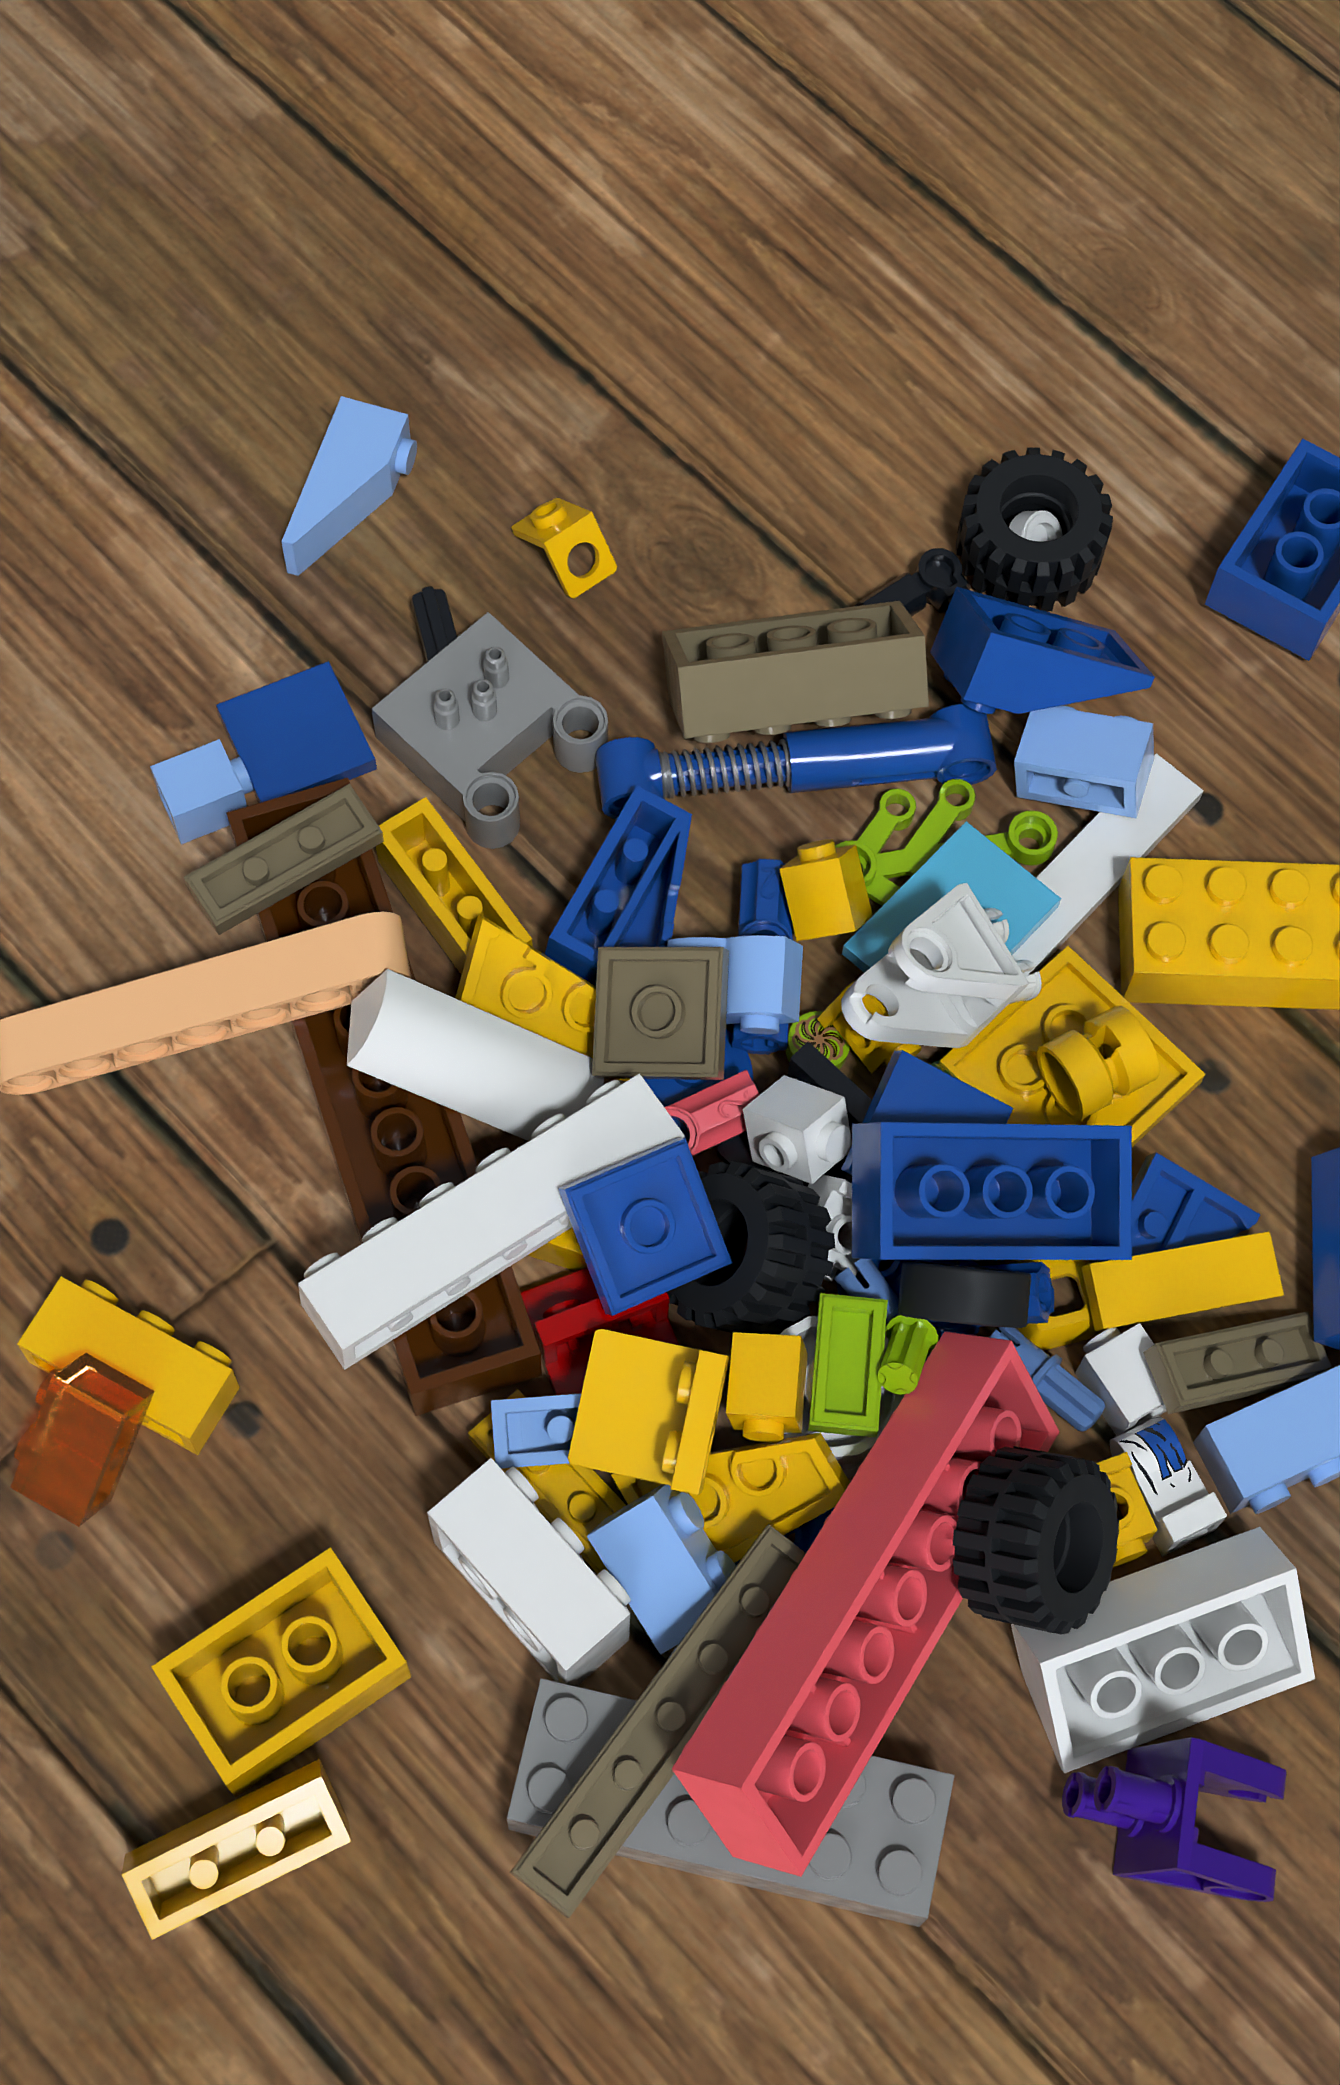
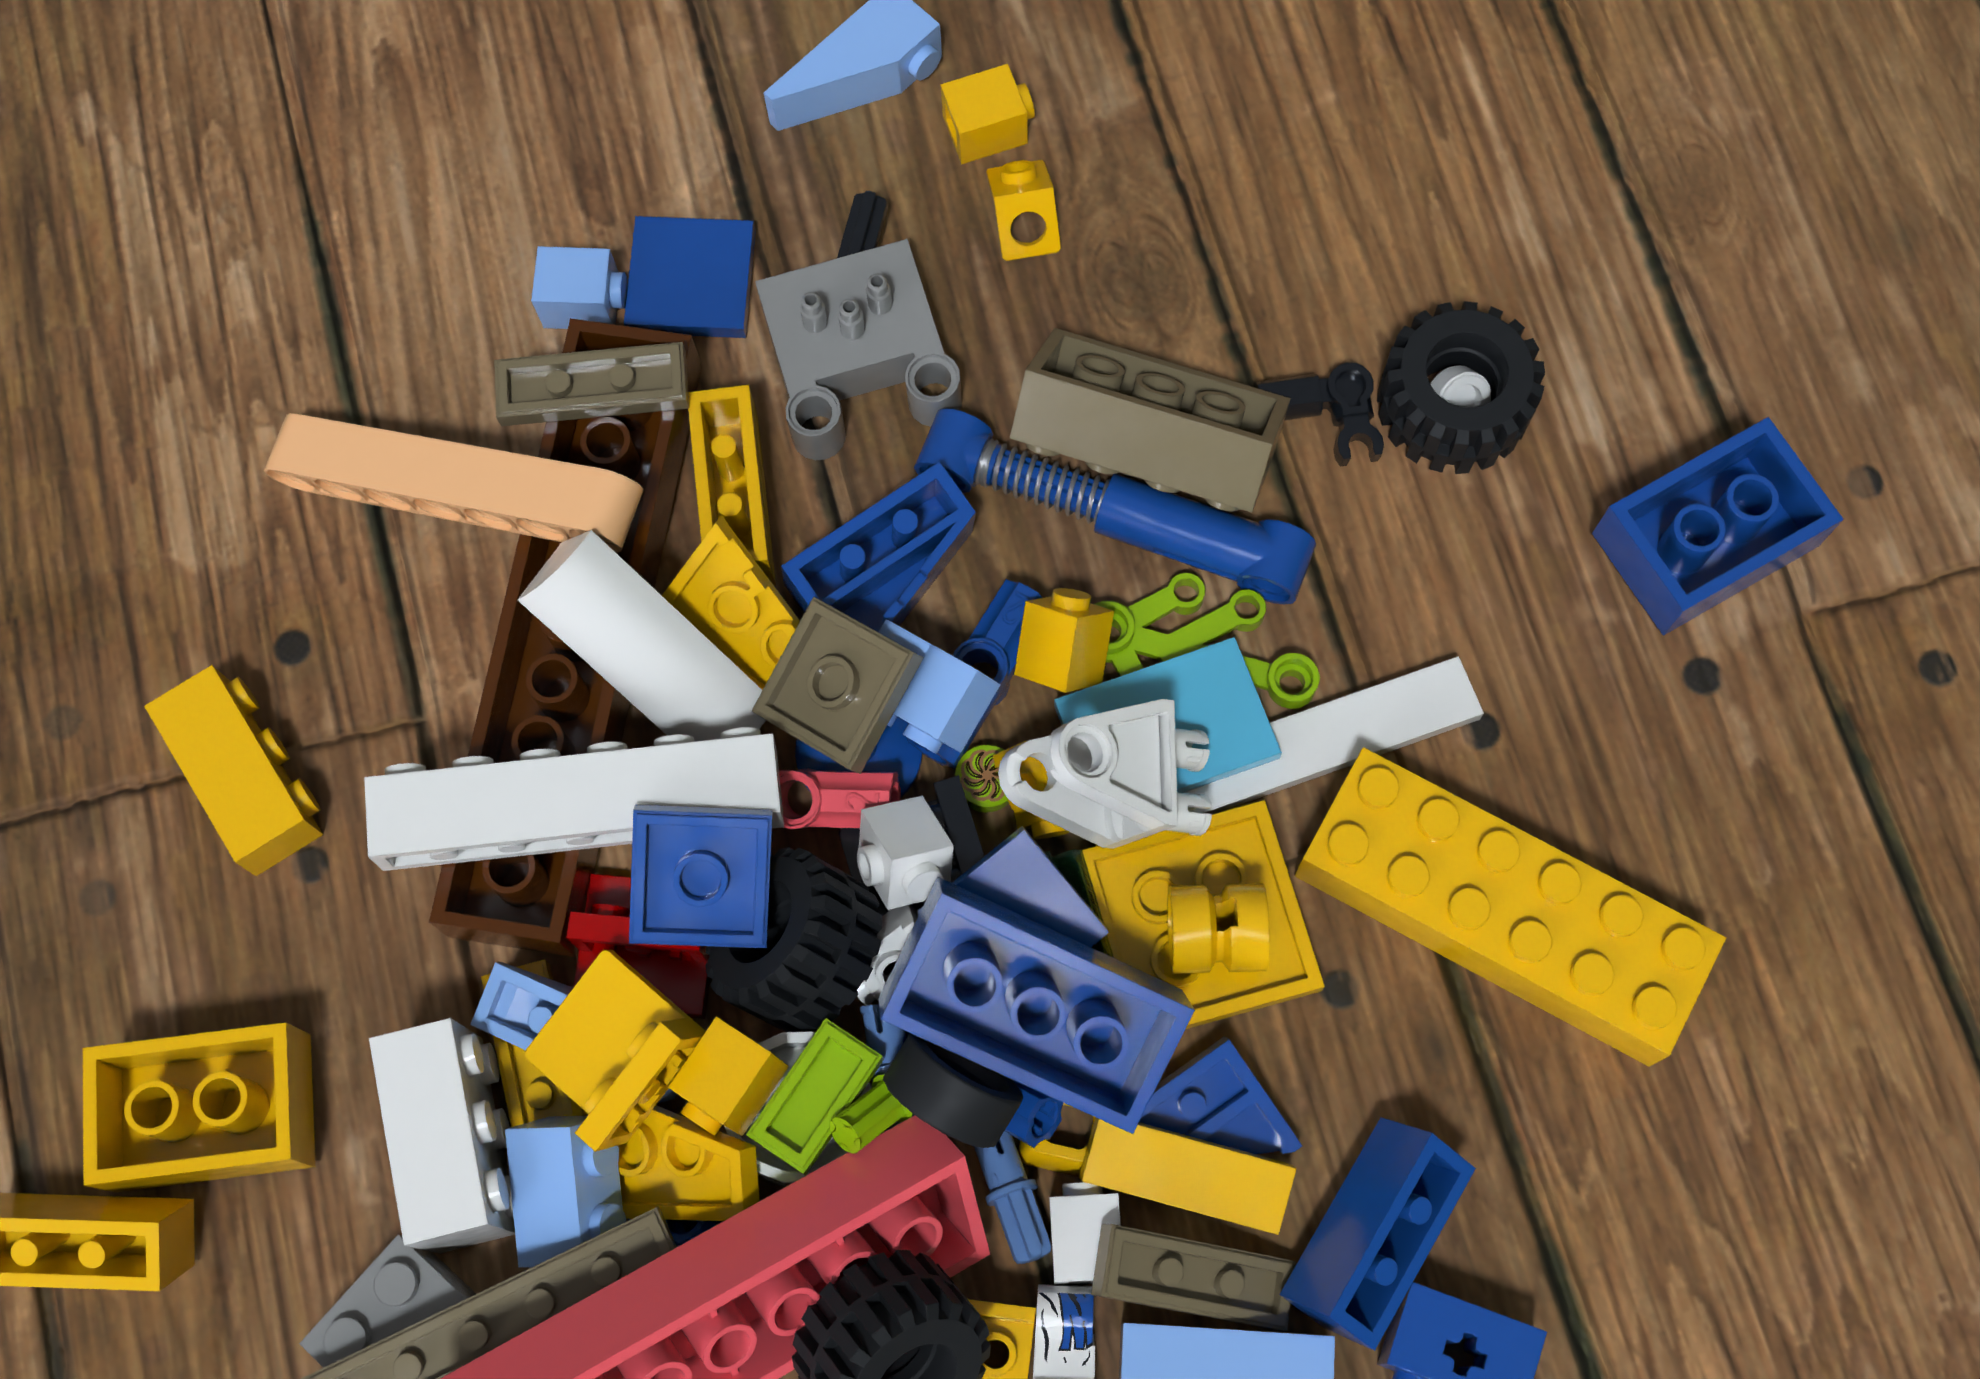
camera: 35 degrees right, 5 degrees up
(80, 1438) = (148, 815): clear orange brick -> none
(487, 477) = (986, 113): none -> yellow brick
(1029, 657) = (1385, 510): blue slope -> none
(1084, 760) = (1381, 630): light blue brick -> none

